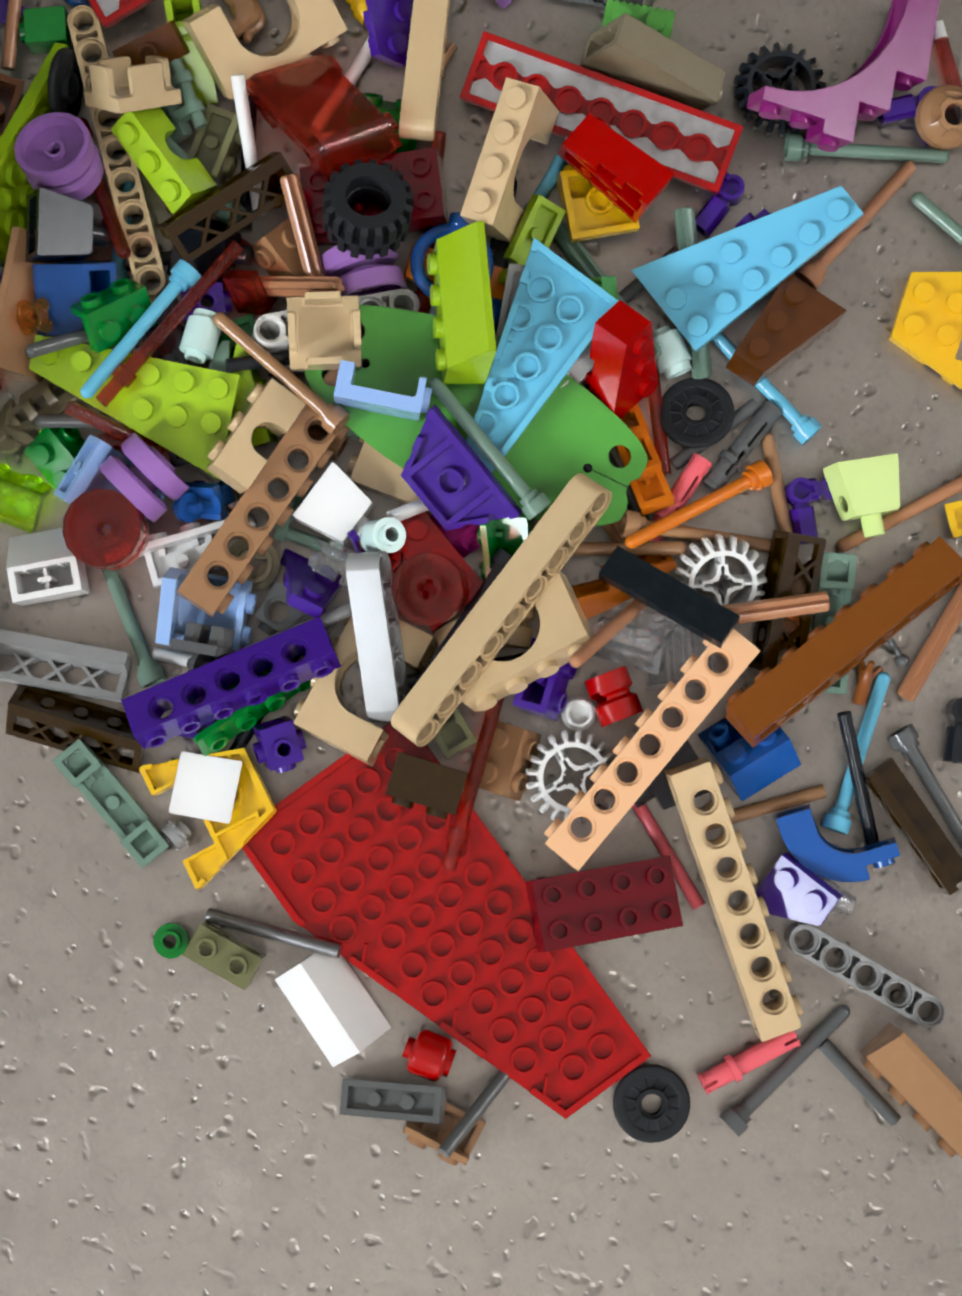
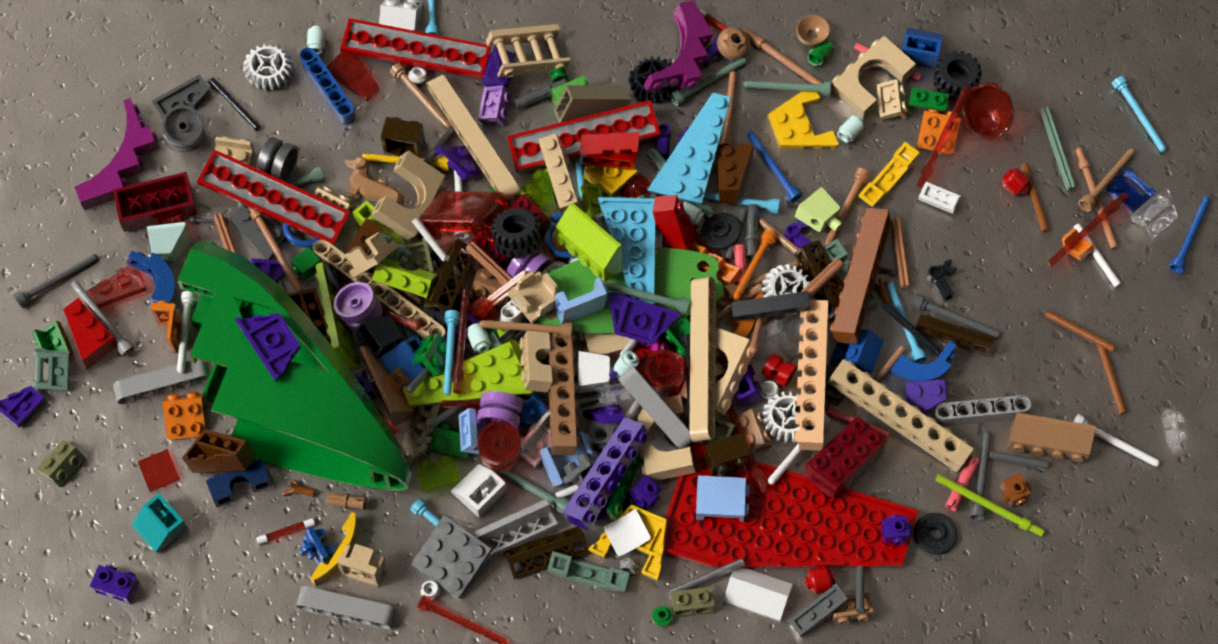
camera: 40 degrees left, 20 degrees down
(375, 837) = (721, 497): none -> light blue panel
(463, 150) = (539, 188): none -> clear neon green bracket
(531, 843) = (791, 457): none -> white piece
(581, 1060) = (896, 530): none -> dark purple brick
(621, 252) = (636, 187): none -> clear red bracket
(789, 1182) = (1023, 523): none -> lime bar
(813, 1119) = (1015, 490): none -> dark orange brick
(850, 427) = (793, 193): none -> blue piece

